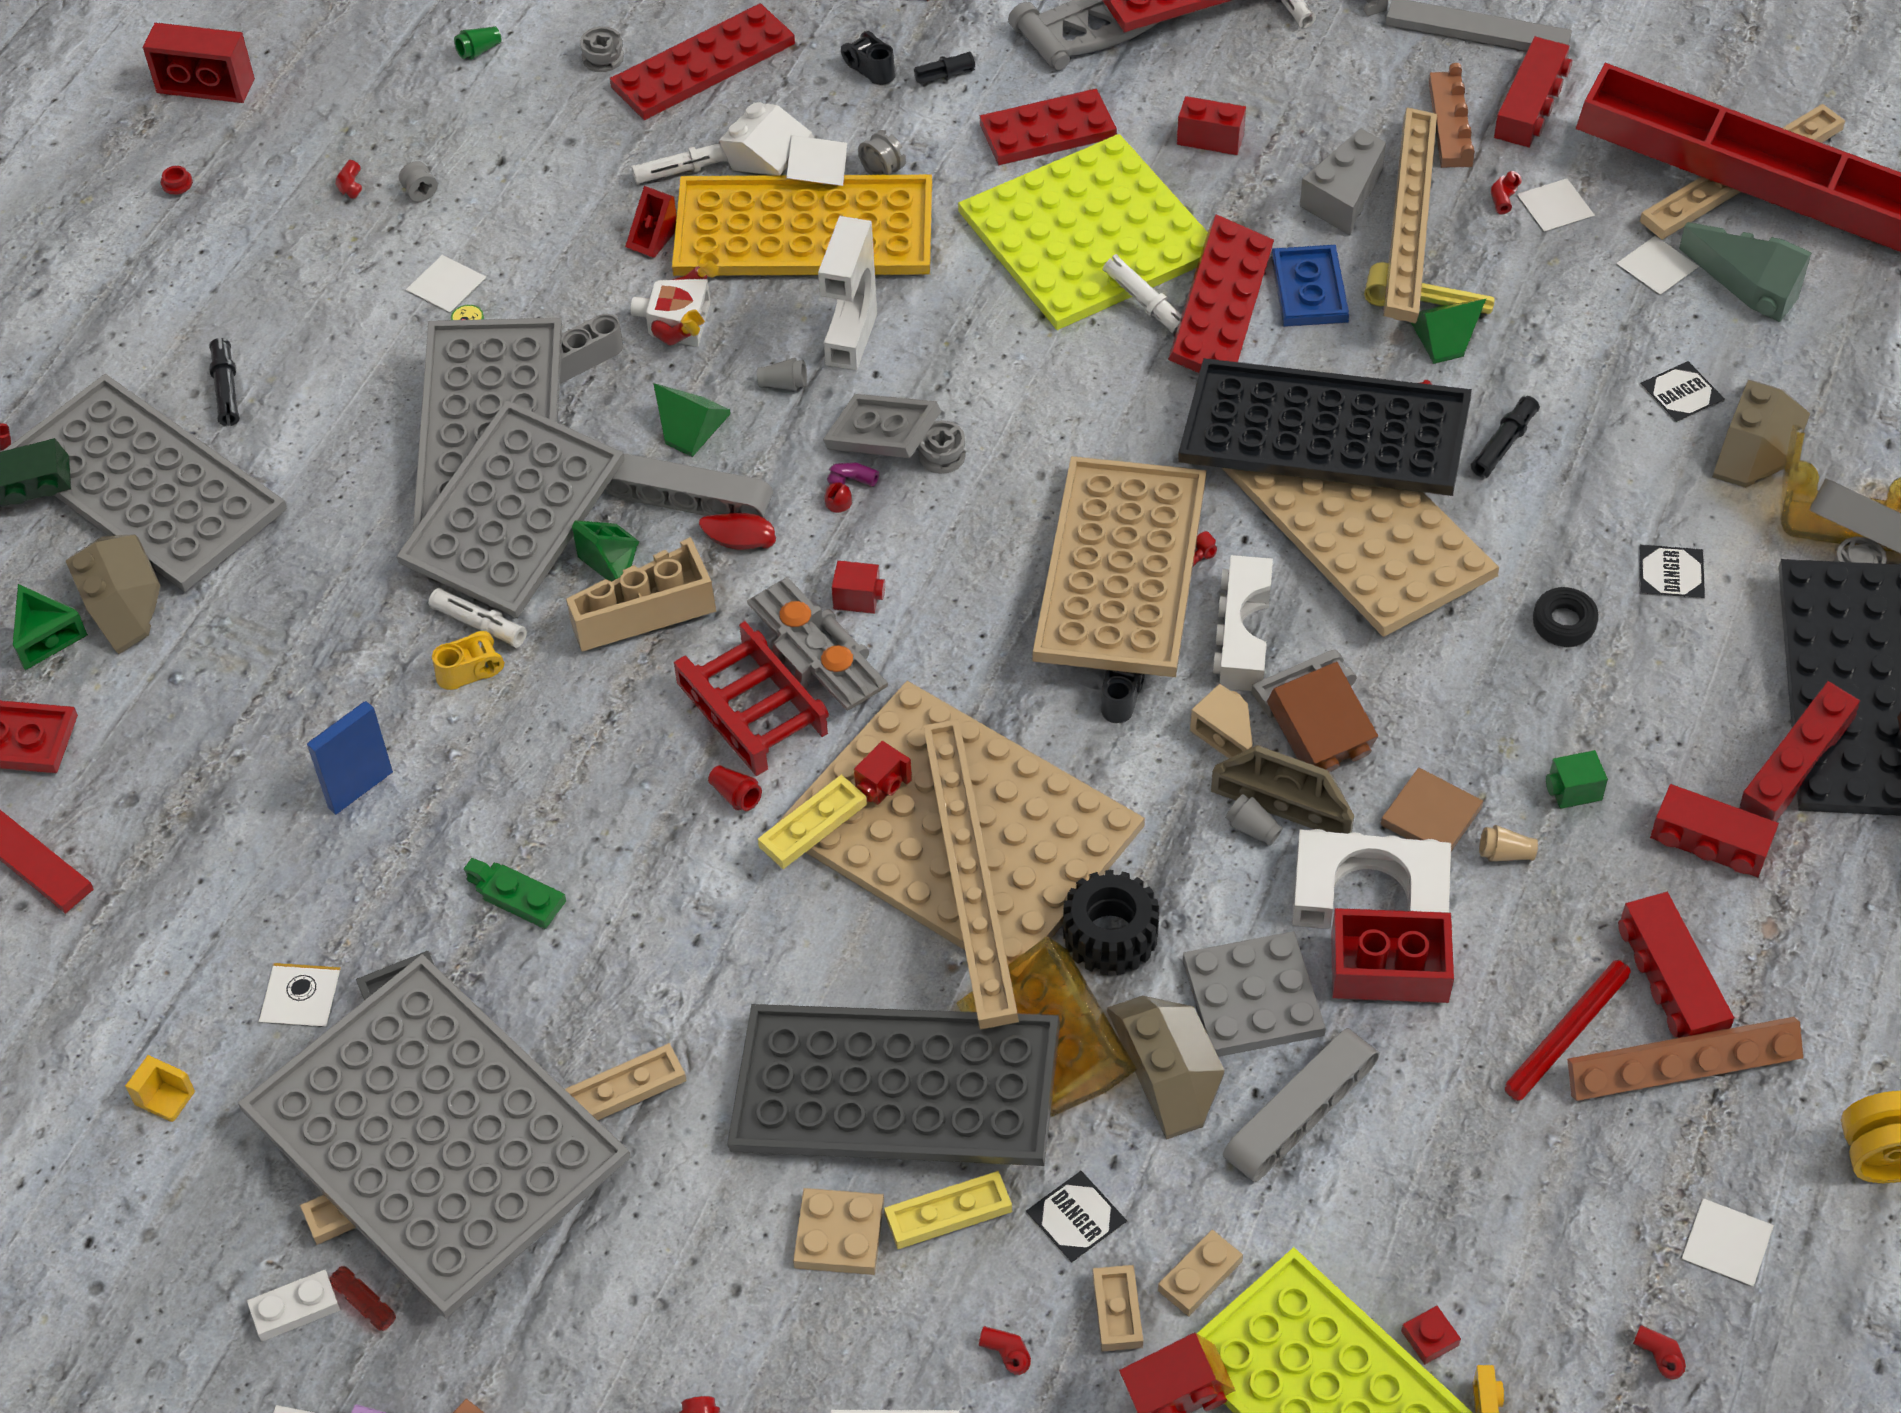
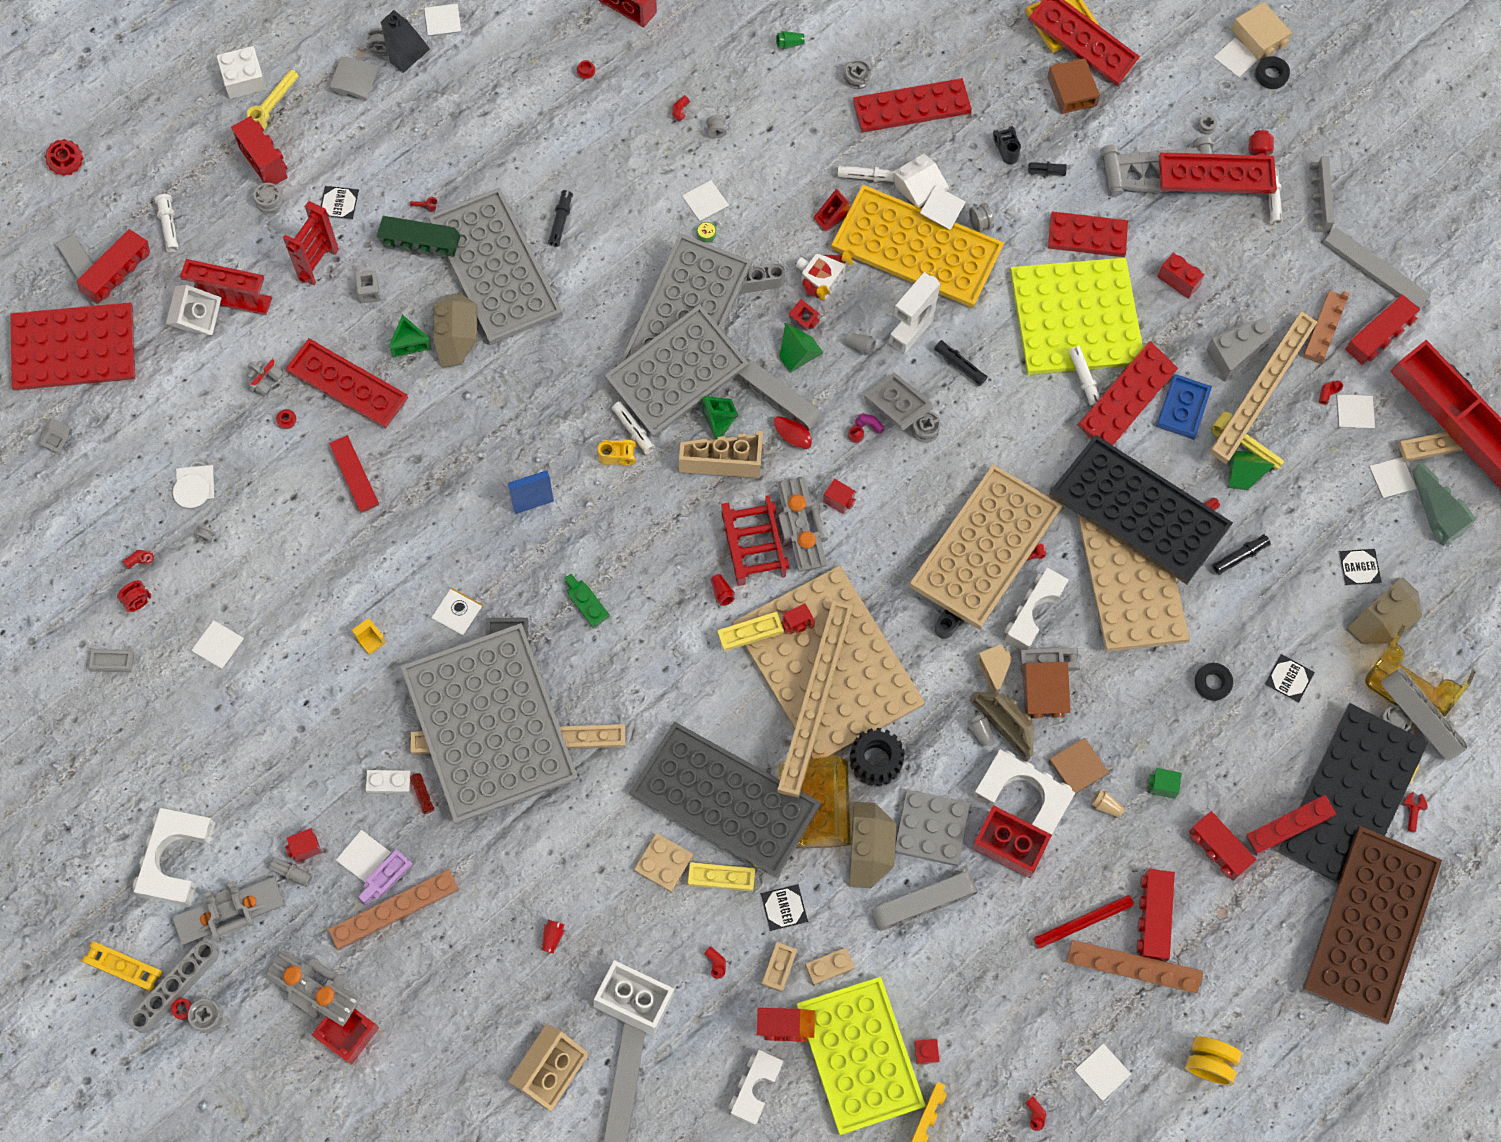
camera: 20 degrees right, 15 degrees up
(674, 359) = (803, 308): none -> red brick
(942, 345) = (953, 357): none -> black pin

